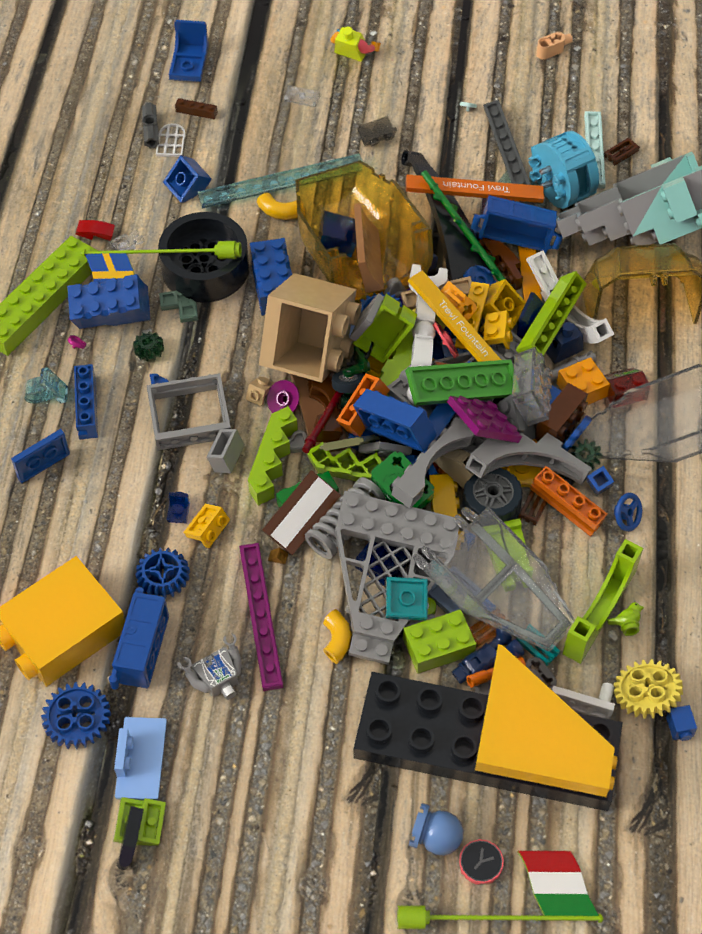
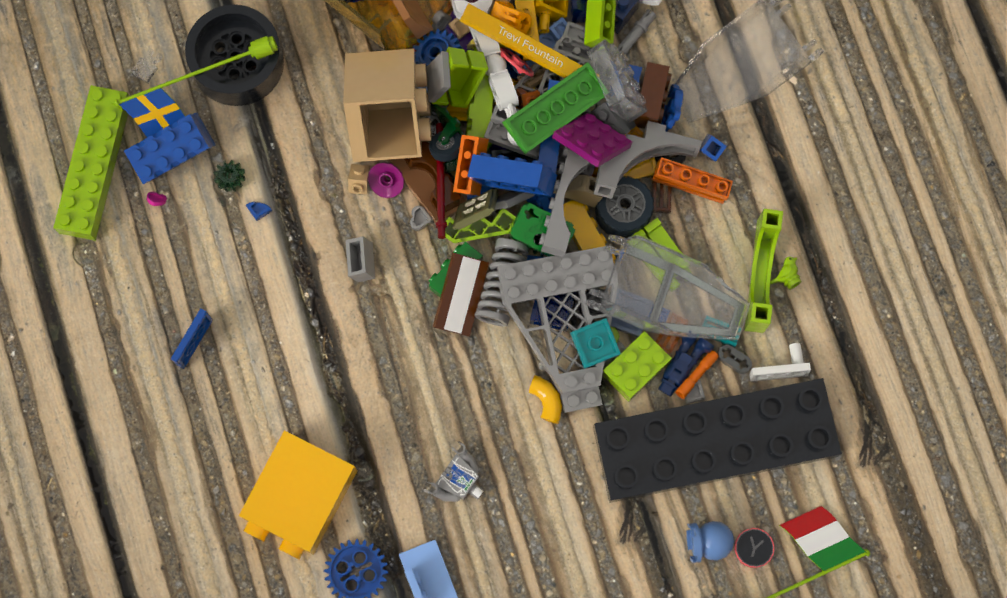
camera: 25 degrees left, 20 degrees up
(45, 387) = (155, 263): clear light blue tile -> none
(85, 401) = (201, 261): blue brick -> none
(96, 228) = (106, 63): red slope -> none
(140, 641) = (378, 480): blue container -> none
(173, 576) = (370, 400): blue gear -> none
(175, 300) = (228, 112): sand green tile -> none
(178, 507) = (343, 333): clear blue bracket -> none
(182, 387) = (319, 255): light grey window -> none
(207, 524) = (378, 339): yellow bracket -> none
(261, 617) = (469, 406): magenta tile -> none
(269, 267) = (313, 50): blue piece -> none
(272, 448) = (401, 235): lime brick -> none
(278, 555) = (455, 342): pearl gold piece -> none
(498, 328) = (557, 27): yellow bracket -> none
(538, 736) = (761, 426): yellow slope -> none
(587, 378) = (654, 46): light orange brick -> none
(591, 448) = (693, 128): clear green gear -> none
(623, 381) = (691, 32): clear red slope -> none
(625, 511) = (744, 168): blue piece -> none
(648, 689) = (827, 319): light yellow gear -> none
(681, 723) = (869, 354): blue brick -> none

